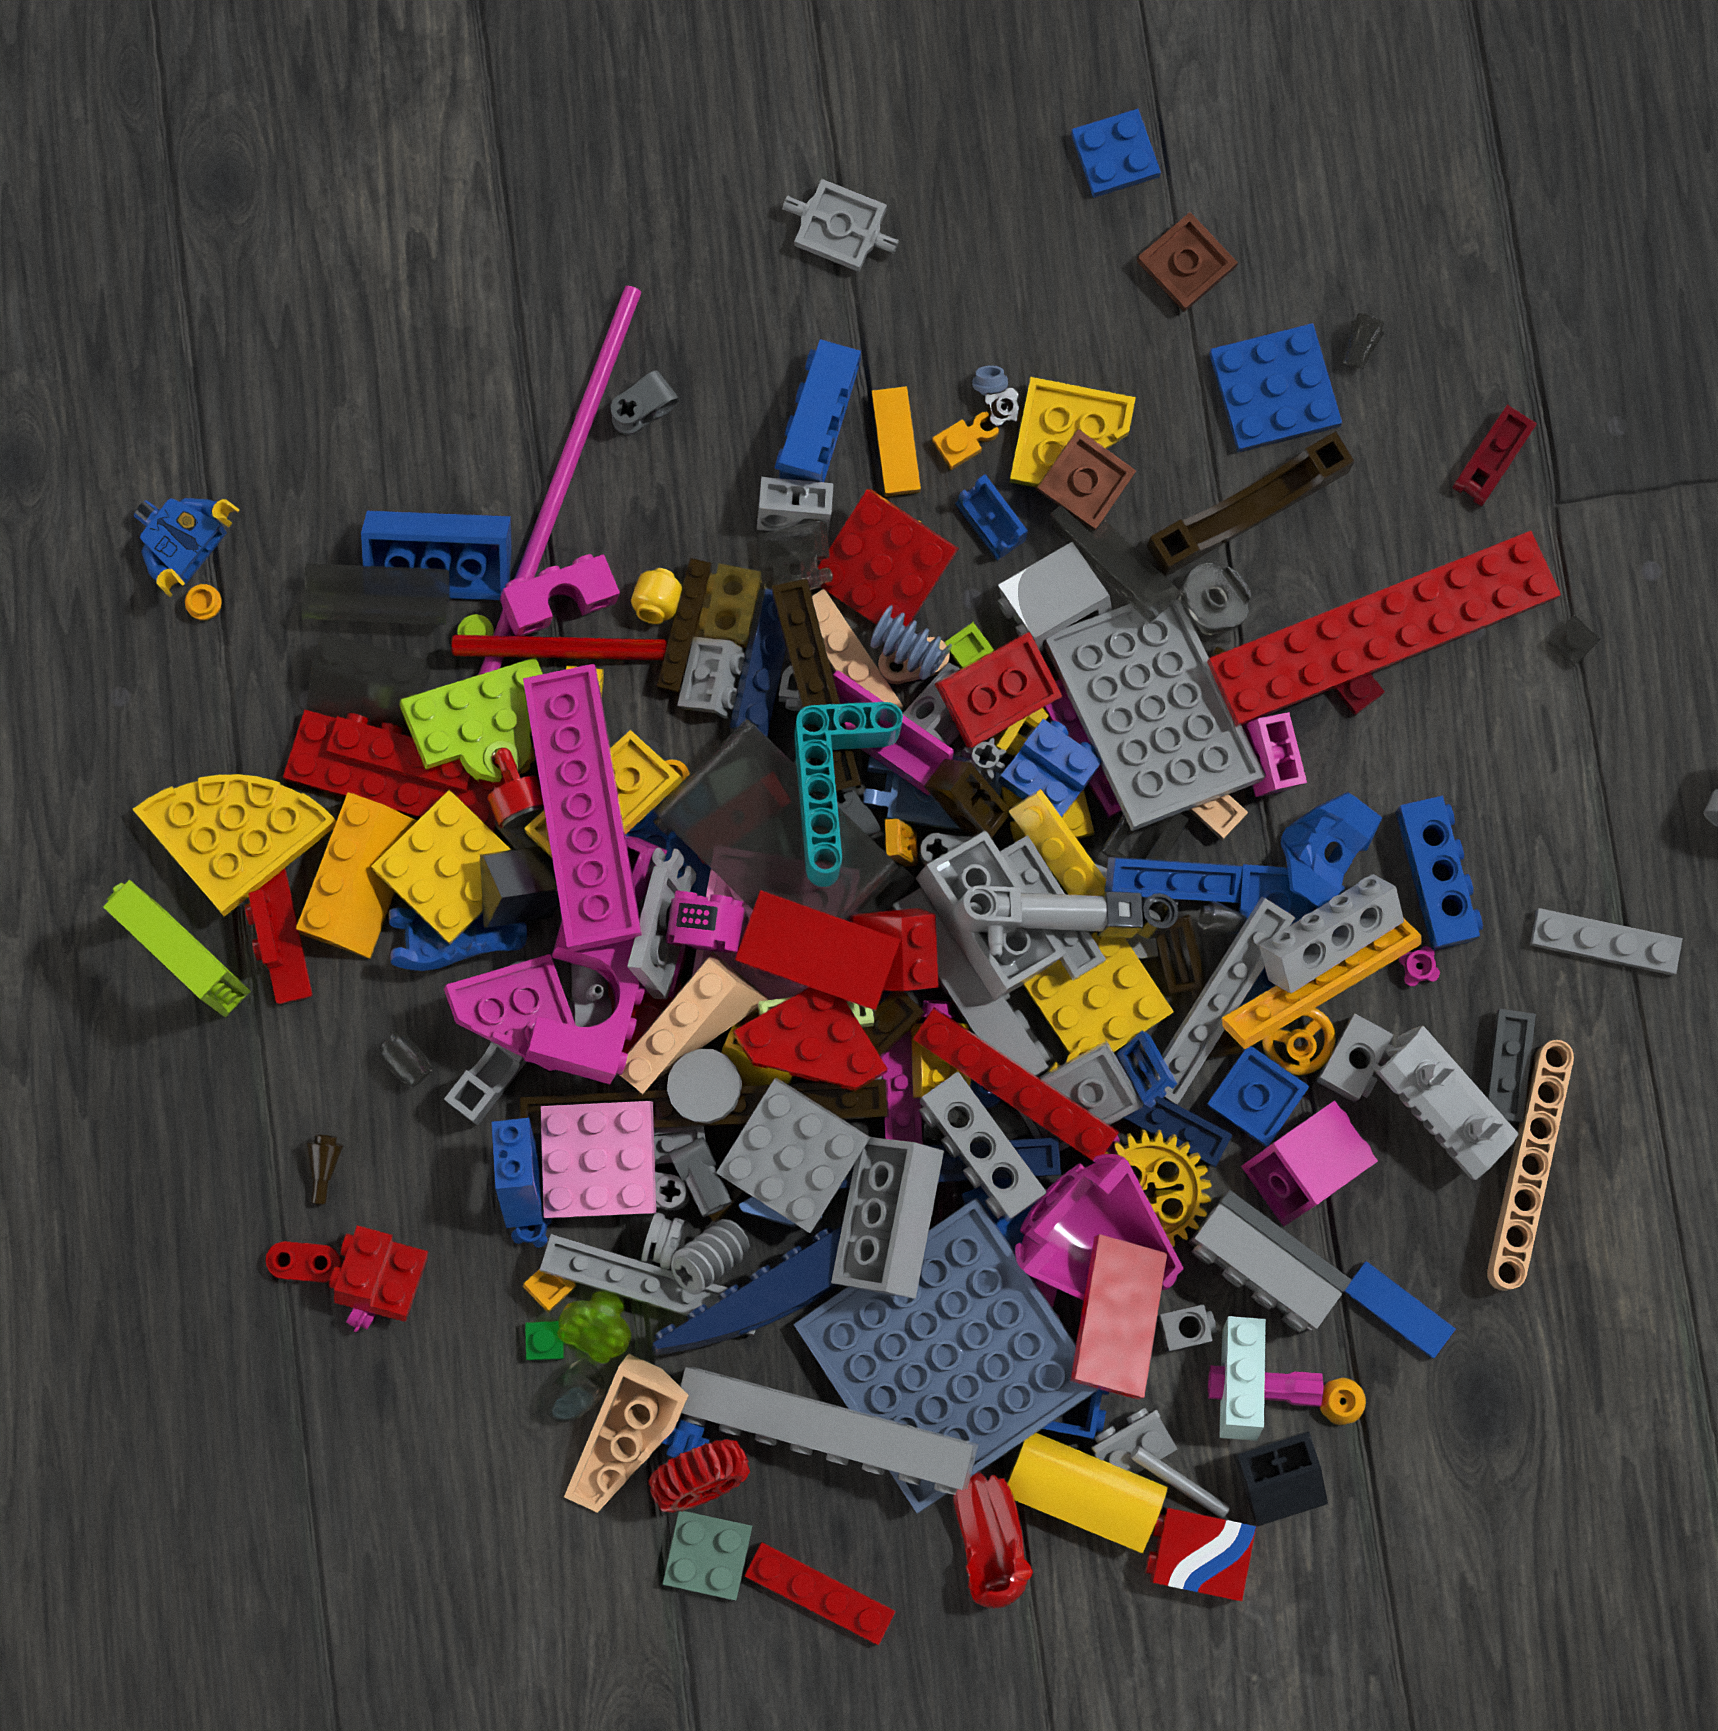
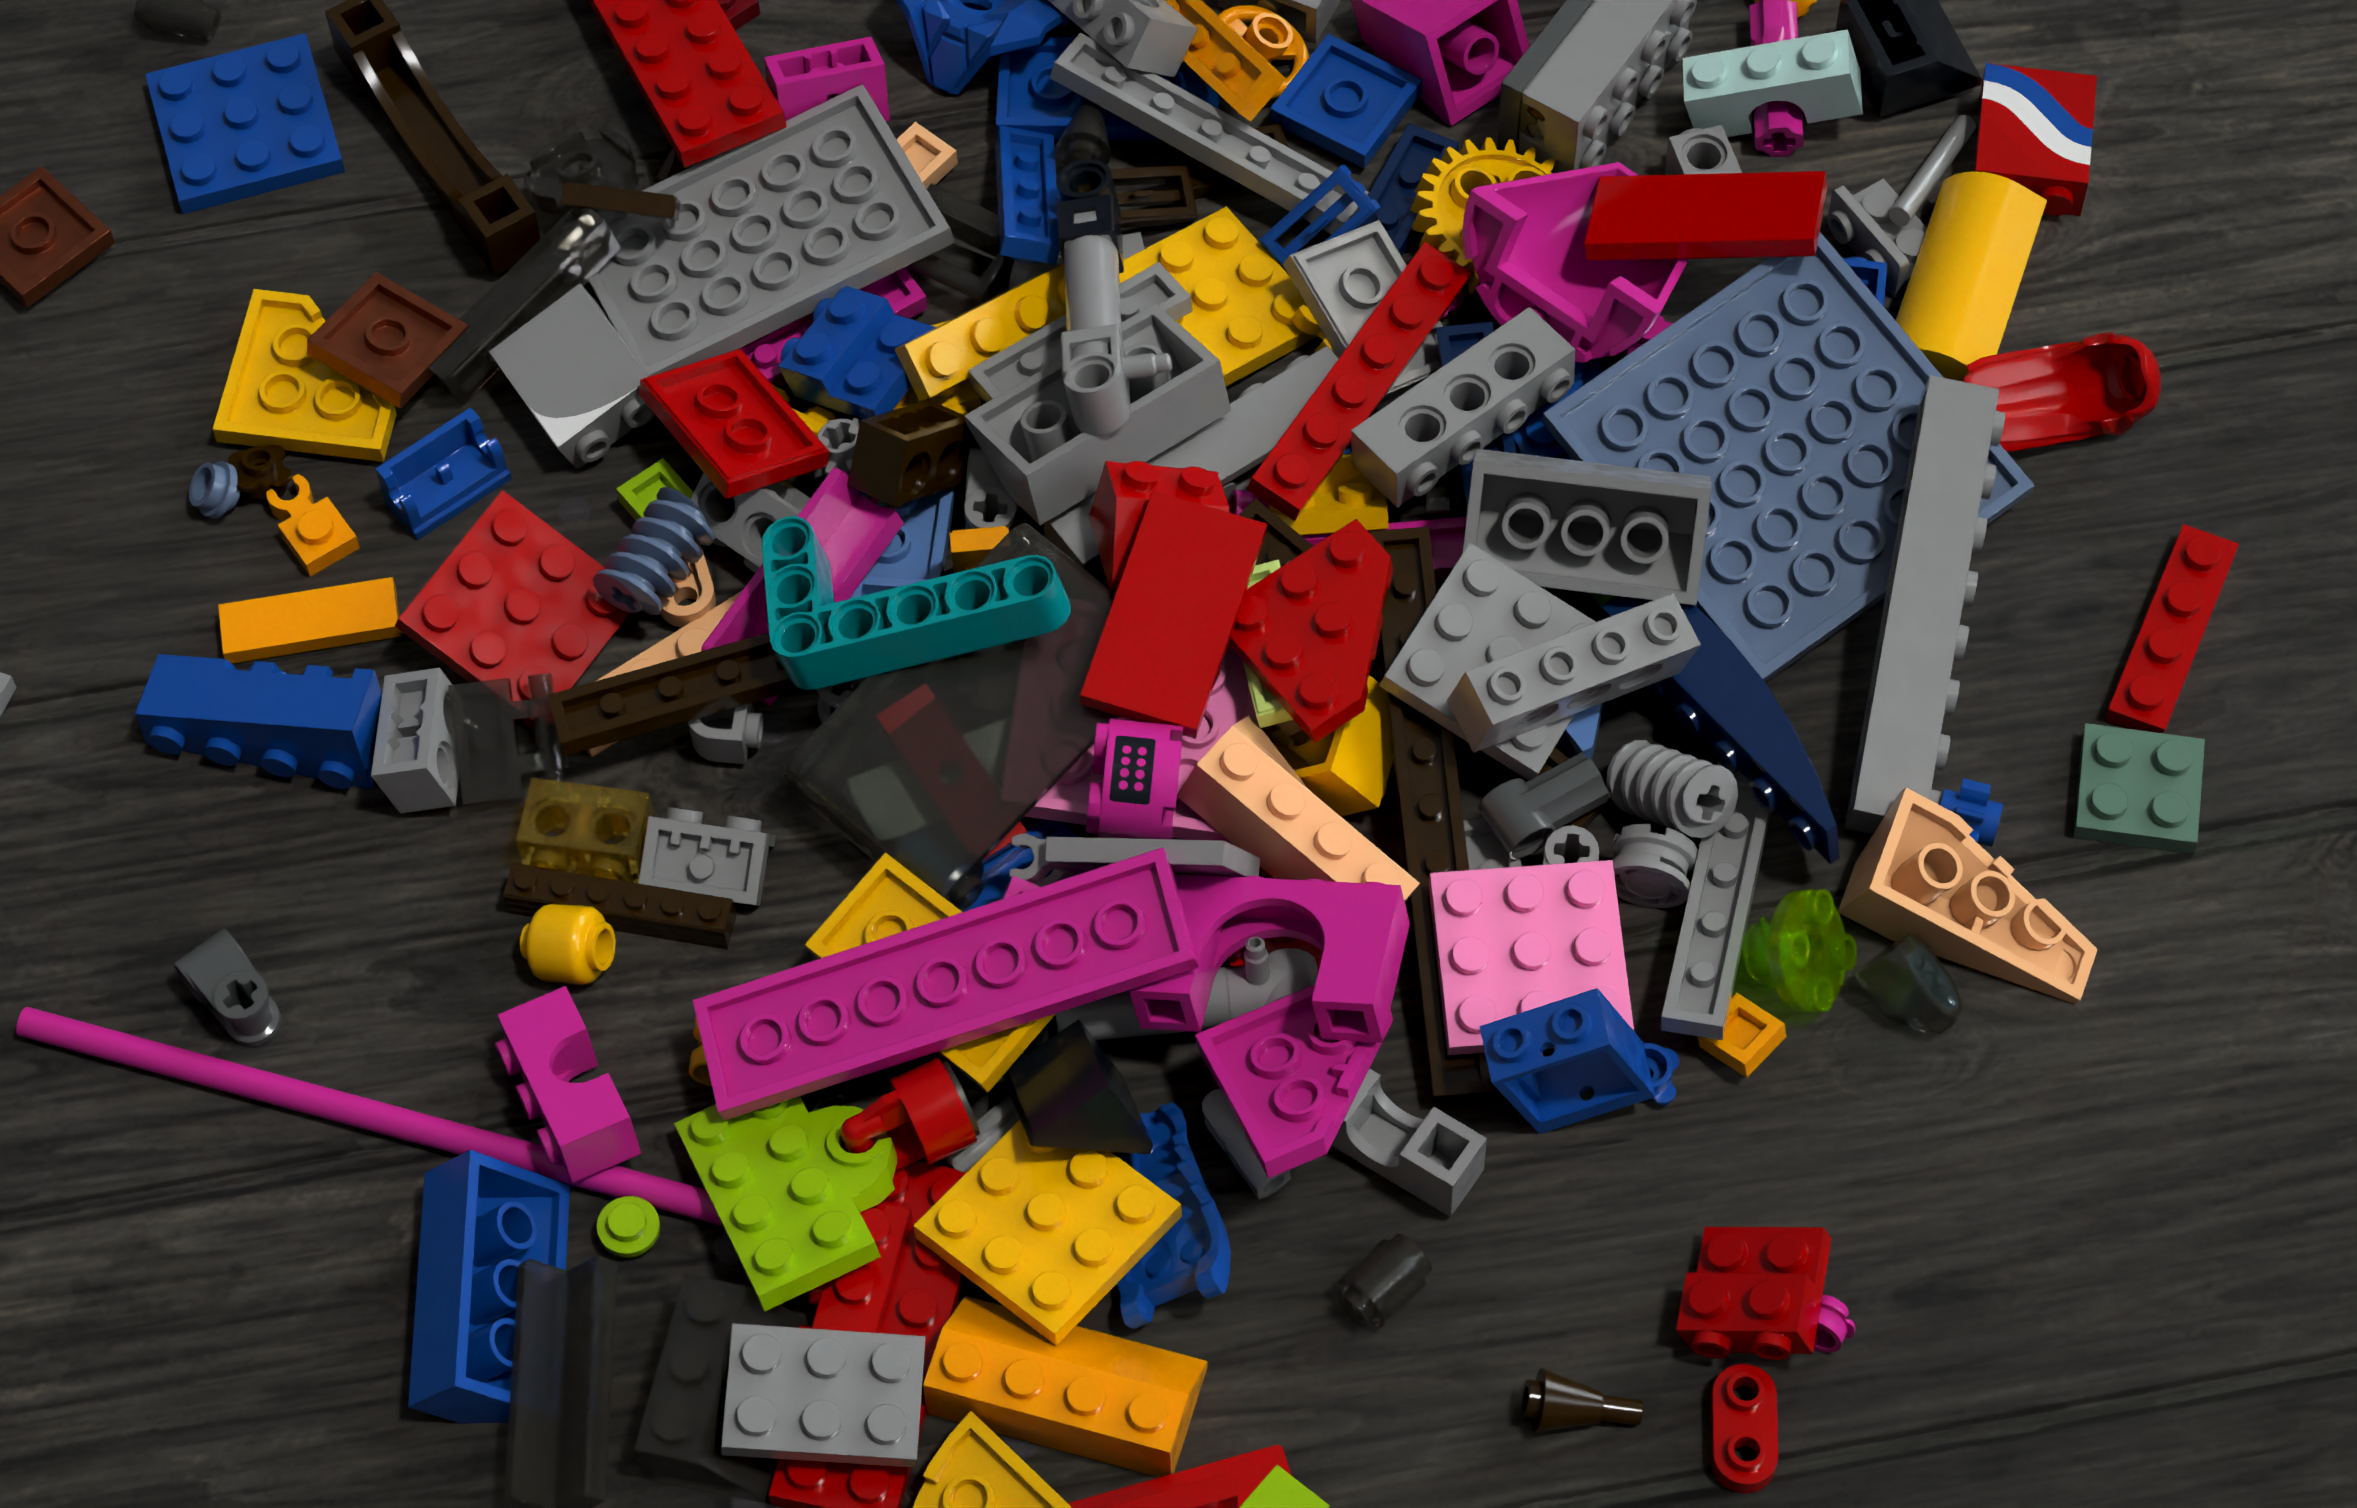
camera: 90 degrees left, 20 degrees down
(345, 736) = (823, 1395): none -> light grey plate
(543, 1341) = (1831, 1044): green plate -> none
(558, 647) = (657, 1089): red axle -> none
(699, 1476) = (2026, 771): red gear -> none
(704, 1085) = (1399, 794): light grey tile -> none
(760, 666) = (688, 784): dark blue plate -> none
(766, 1195) = (1573, 672): none -> light grey brick
(1171, 620) = (620, 200): none -> dark brown tile

